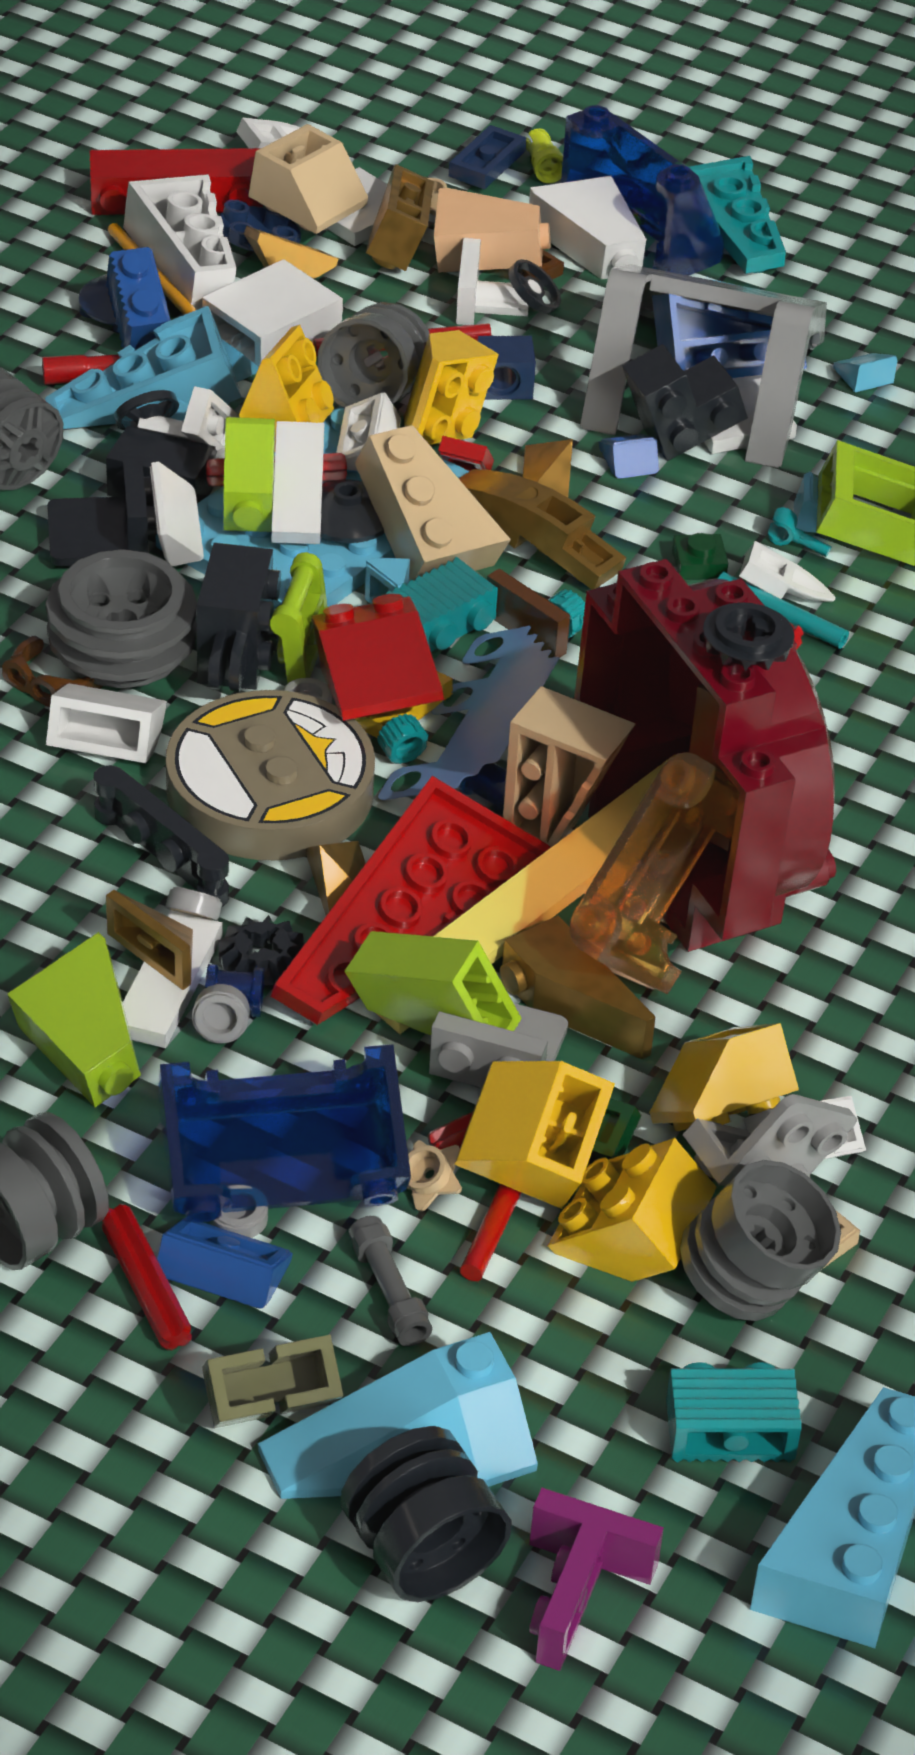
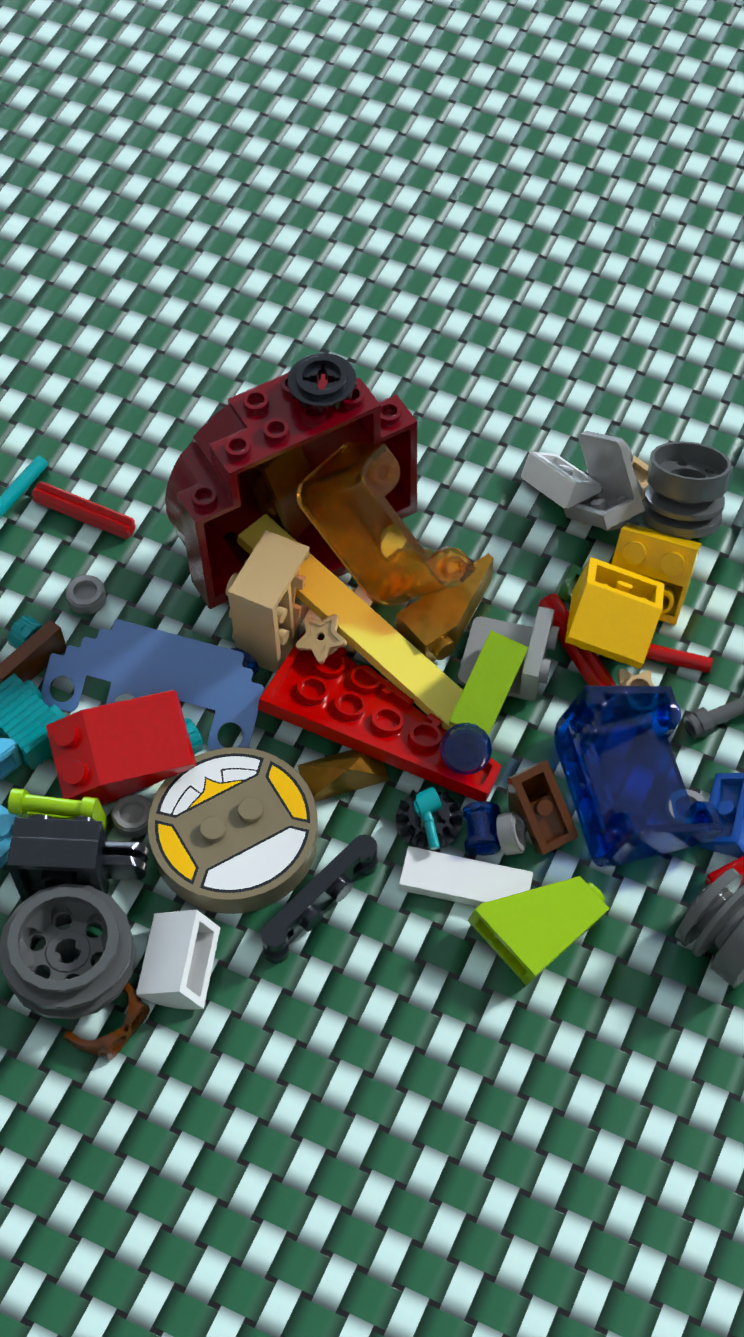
camera: 90 degrees left, 15 degrees up
(151, 937) = (447, 877): pearl gold slope -> none
(193, 903) = (395, 865): light grey tile -> none
(255, 1030) = (541, 805): none -> reddish brown slope
(264, 922) = (425, 804): none -> teal hand
(332, 952) = (466, 748): none -> clear blue hat
(524, 842) = (325, 647): none -> tan plate
(726, 1076) = (542, 514): yellow slope -> none

